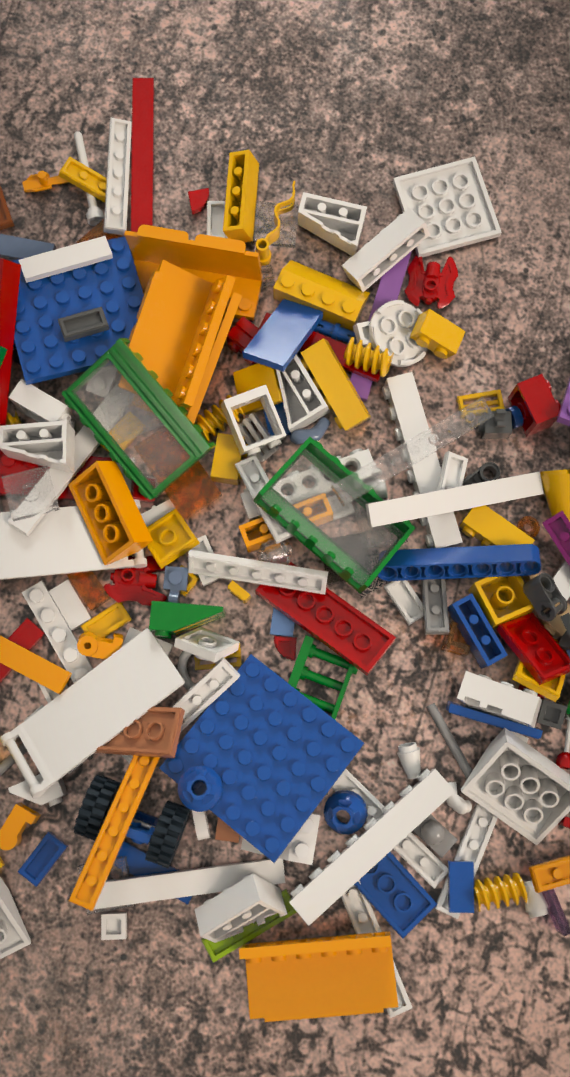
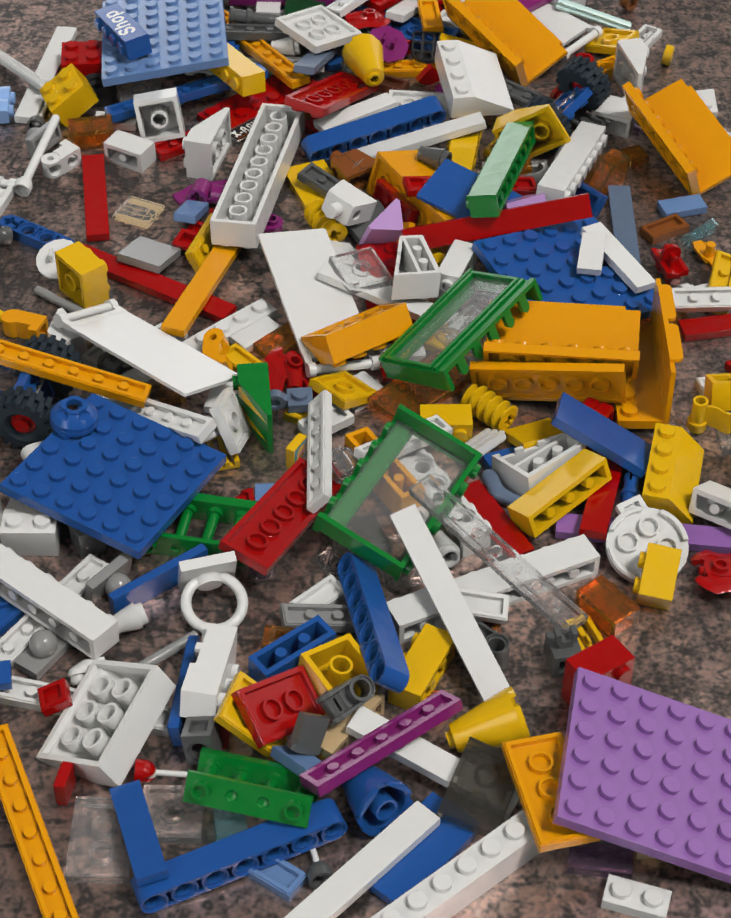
camera: 80 degrees right, 35 degrees down
(12, 179) = (700, 233): none -> clear light blue piece
(55, 217) = (670, 263): none -> red hips
(64, 280) = (591, 254): none -> white tile
(83, 324) = (549, 273): dark grey tile -> none
(151, 735) = (124, 378): nougat tile -> none
(262, 394) = (508, 402): white window -> none
(350, 802) = (63, 564): blue piece -> none
(362, 437) = (497, 517): none -> red tile
(367, 770) = (109, 578): none -> light grey tile
(369, 358) = (600, 506): yellow piece -> none
(373, 729) = (152, 583): none -> blue tile
(383, 689) = (208, 574): none -> white tile
(455, 380) = (608, 607): none -> clear orange piece
(491, 826) = (54, 697): none -> red tile

